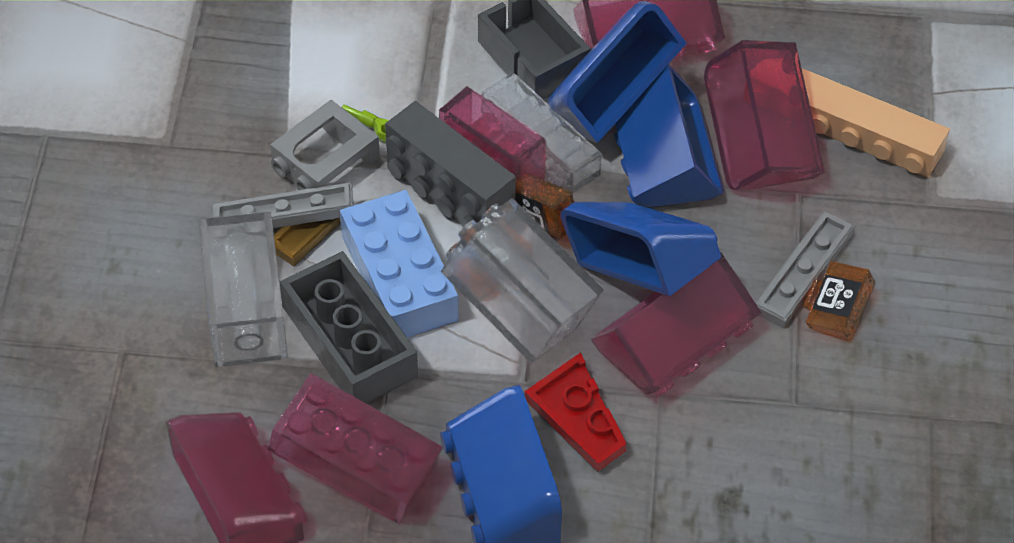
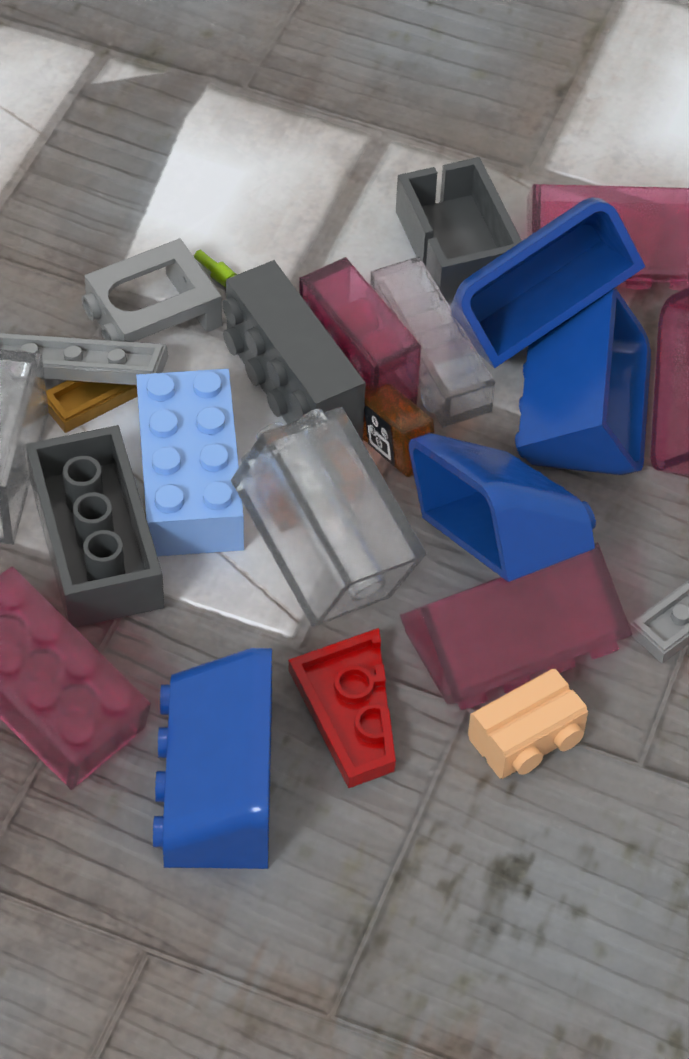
camera: 15 degrees right, 0 degrees up
(708, 394) = (528, 724): none -> light nougat brick

